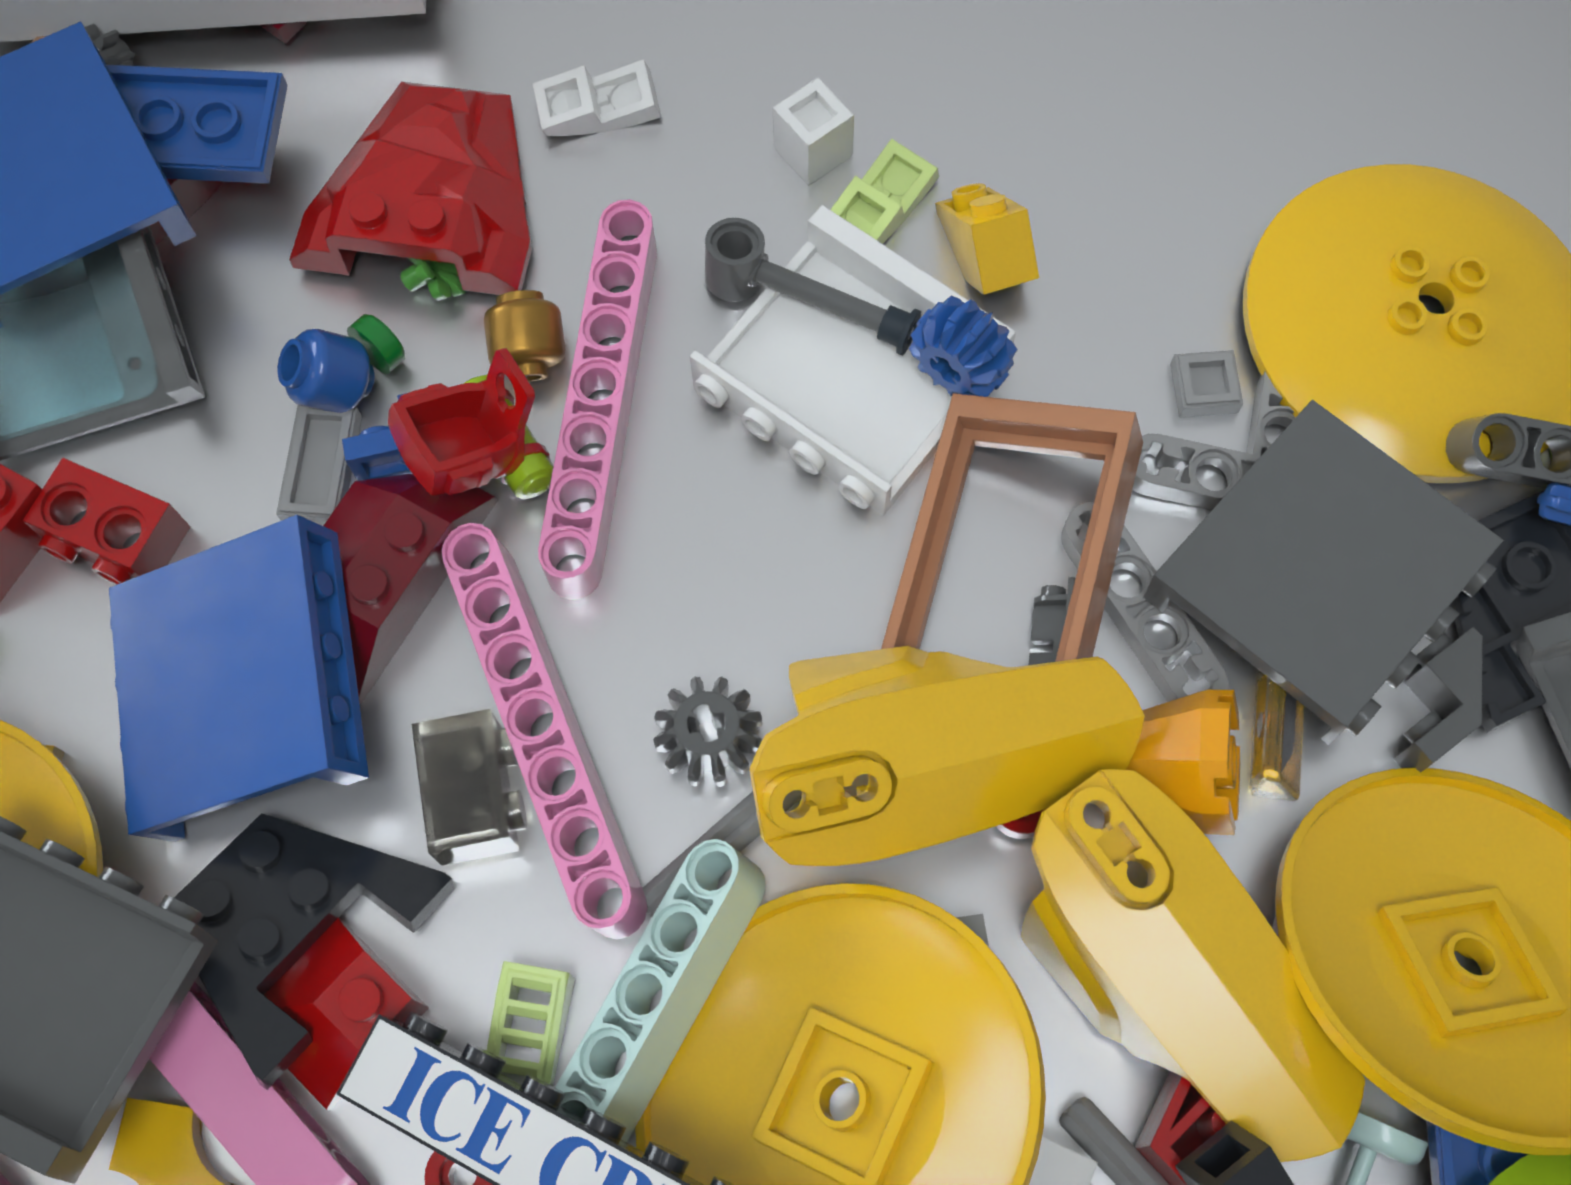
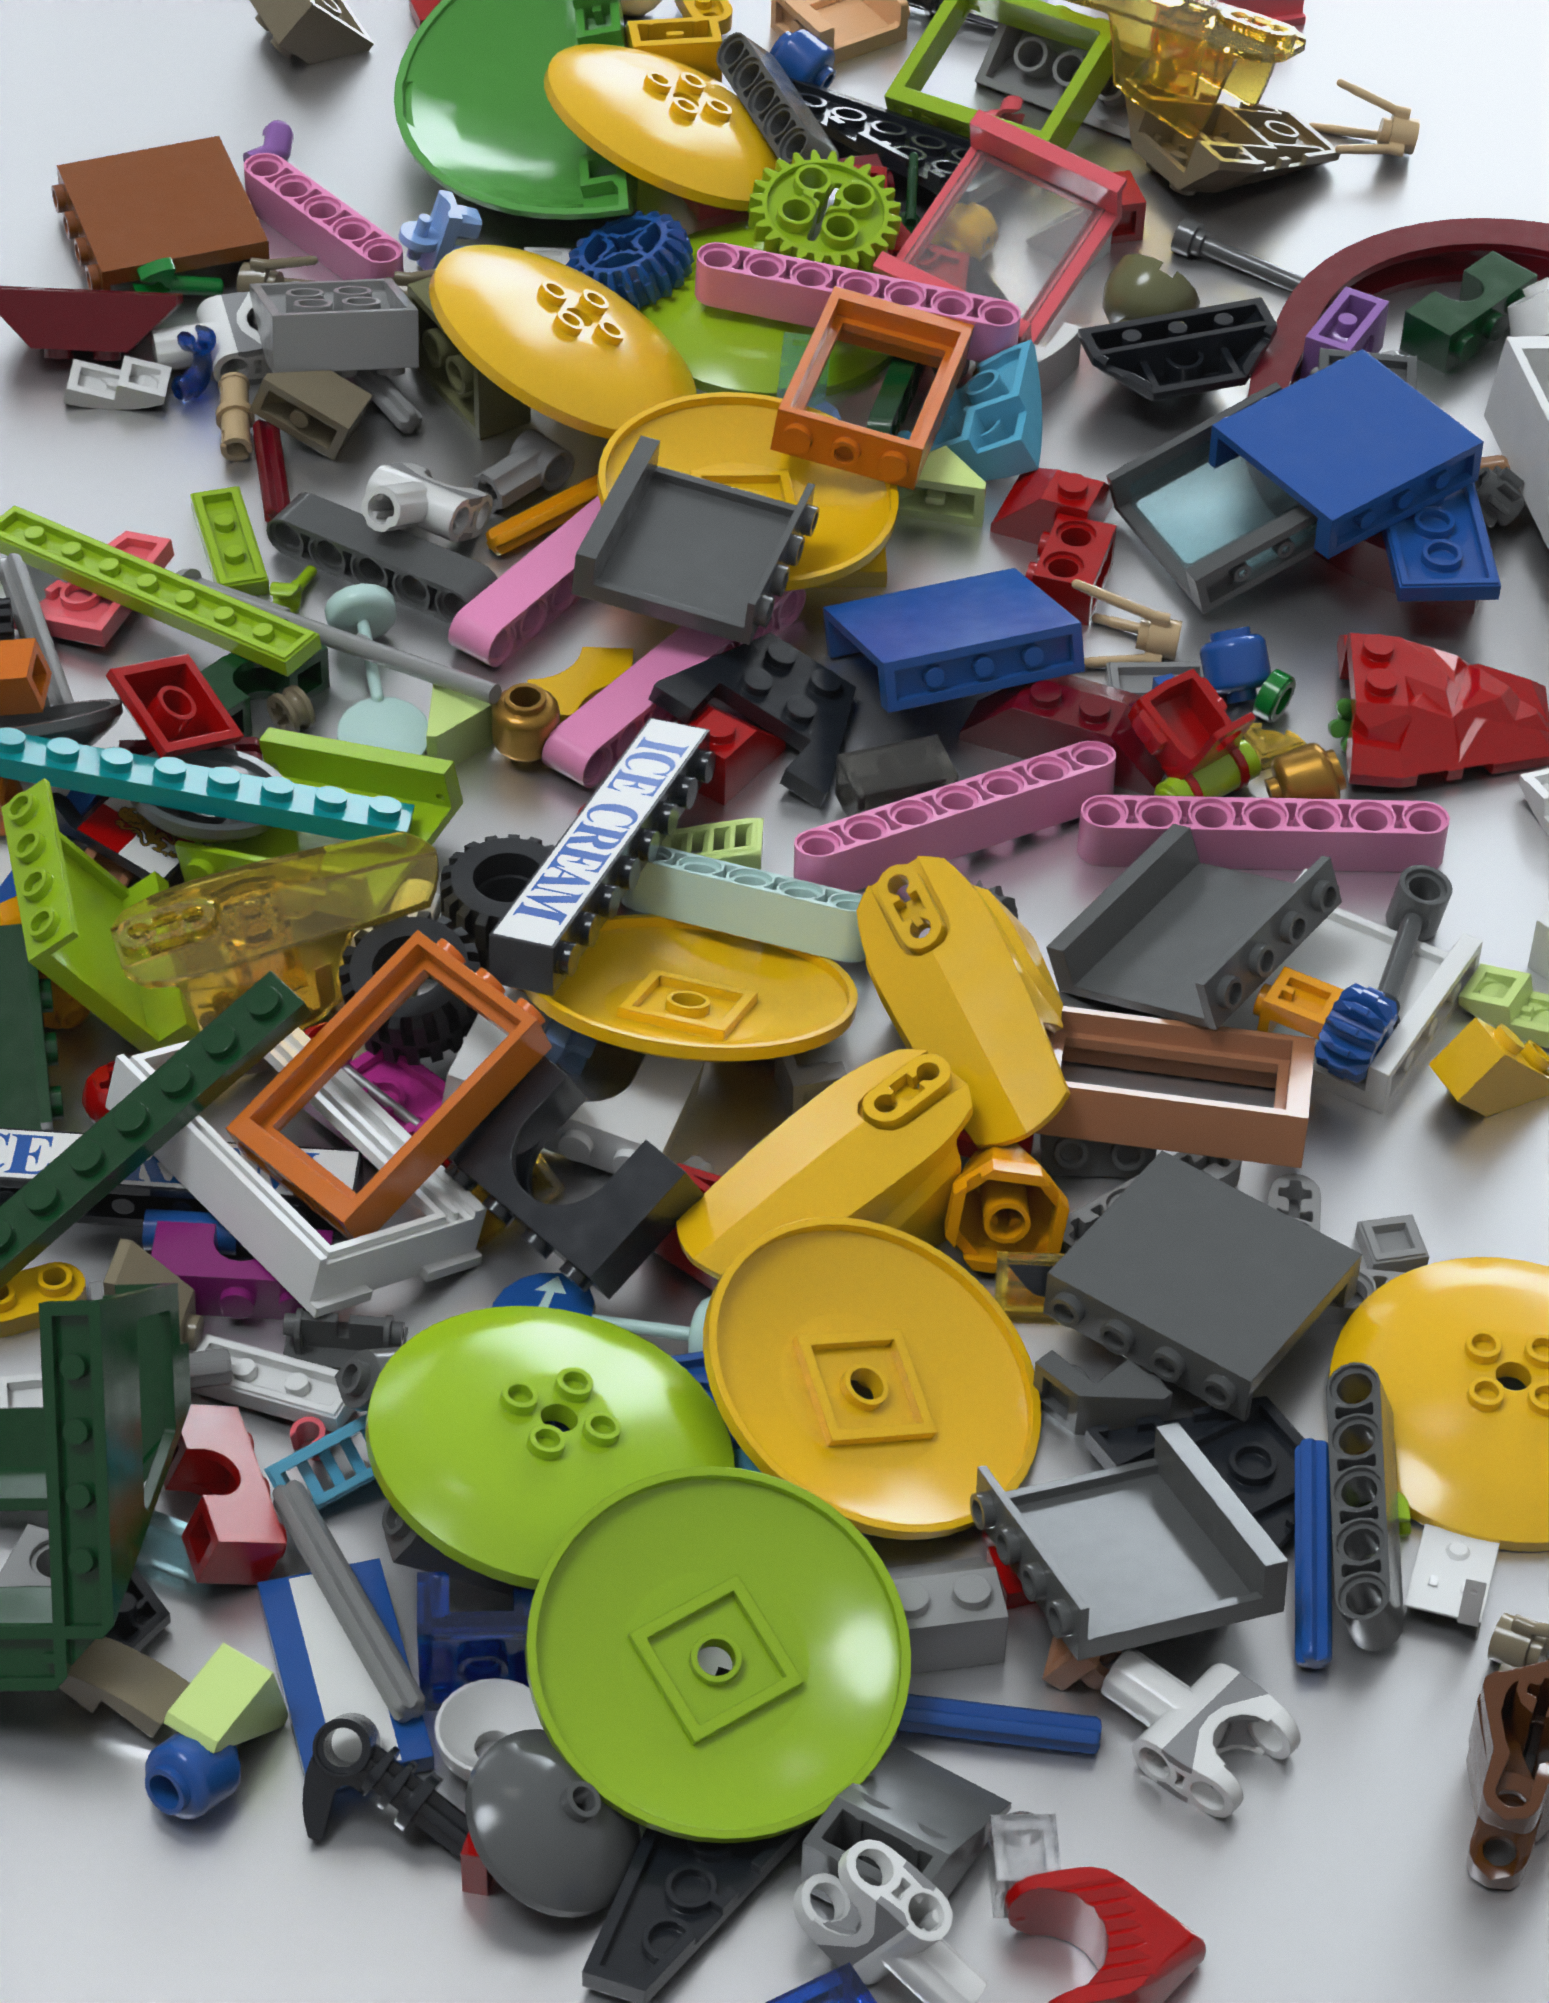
camera: 80 degrees right, 25 degrees down
(244, 453) = (1155, 632): none -> tan plant
(441, 362) = (1270, 743): none -> clear yellow tile
(784, 486) = (1188, 933): none -> dark grey panel
(908, 402) = (1295, 1002): none -> light orange bracket

